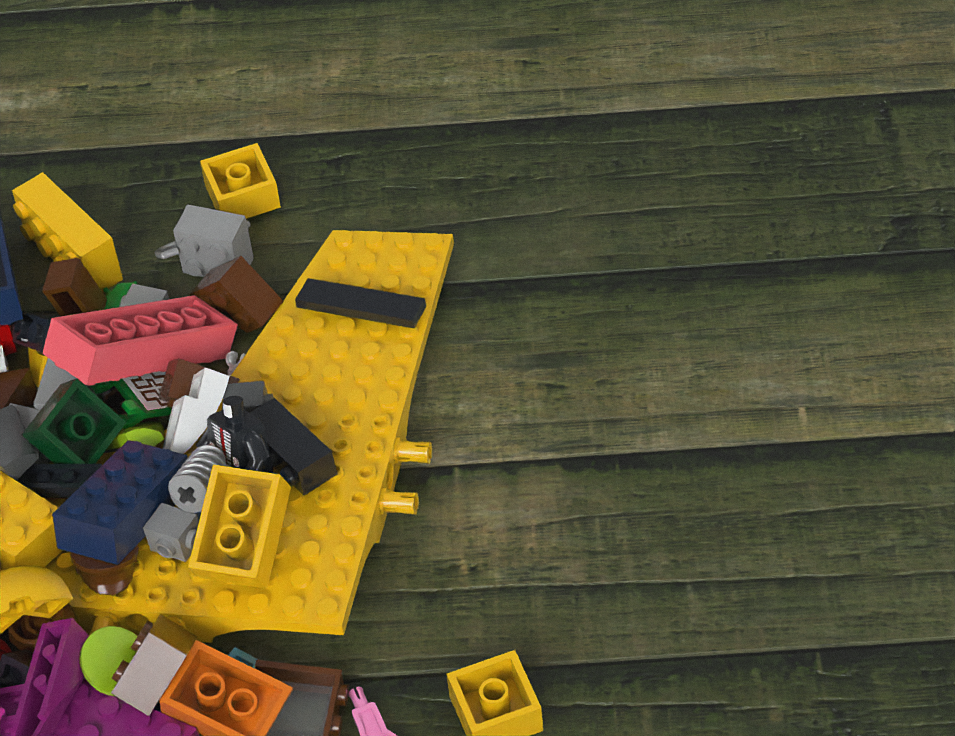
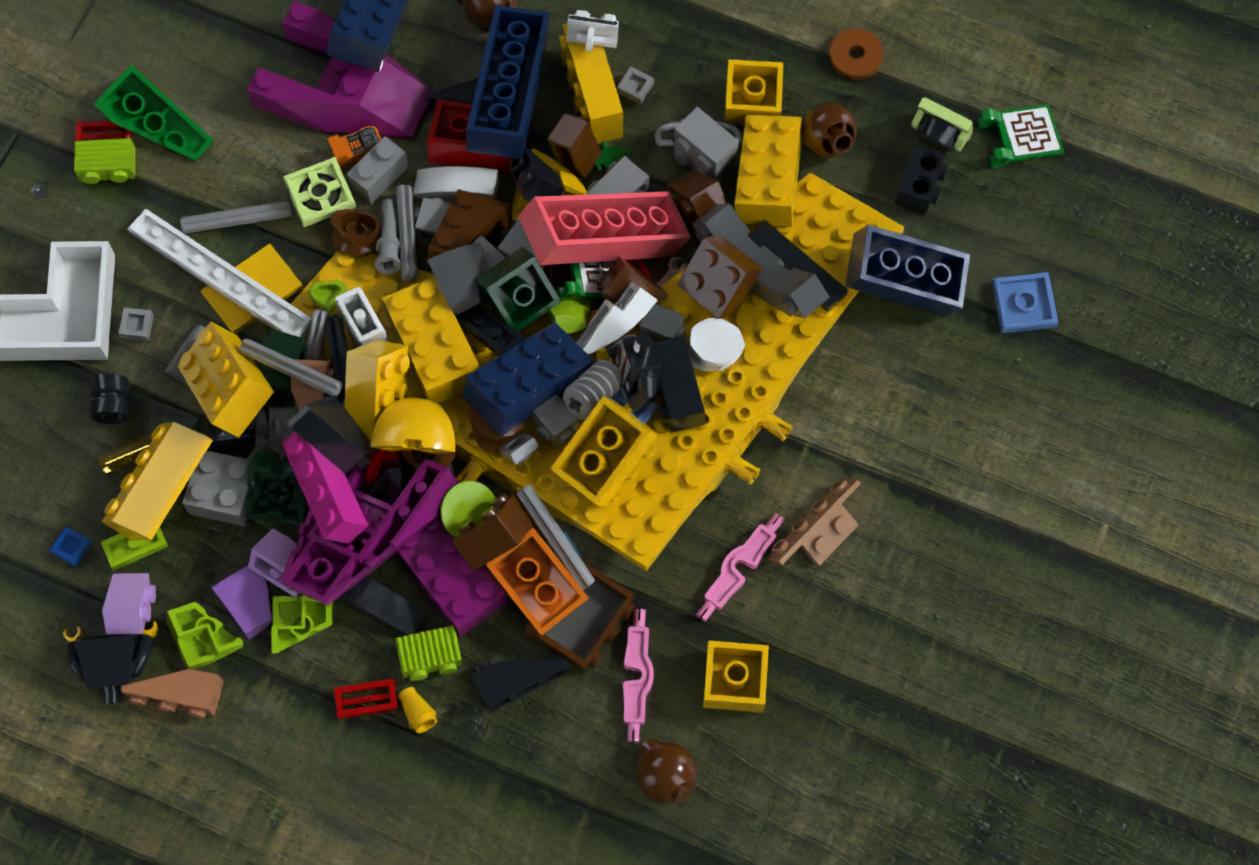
camera: 20 degrees right, 20 degrees up
(46, 178) = (592, 30): none -> white hips
(117, 225) = (635, 85): none -> light grey plate
(144, 573) = (519, 448): none -> light grey plate
(221, 640) = (555, 536): none -> light grey axle
(285, 332) = (719, 276): none -> brick
(289, 237) = (769, 170): none -> yellow brick
(312, 396) = (715, 344): none -> white hat
(320, 317) = (789, 291): none -> dark grey brick
(322, 109) = (858, 40): none -> dark orange tile
(333, 182) = (829, 129): none -> reddish brown brick
(439, 618) = (730, 579): none -> bright pink piece
(443, 136) = (941, 126): none -> piece
(447, 191) = (918, 178): none -> black brick
(476, 261) = (907, 270): none -> dark blue brick
(514, 528) = (821, 529): none -> medium nougat bracket
(526, 121) = (1023, 133): none -> flag
(608, 254) = (1024, 302): none -> medium blue tile

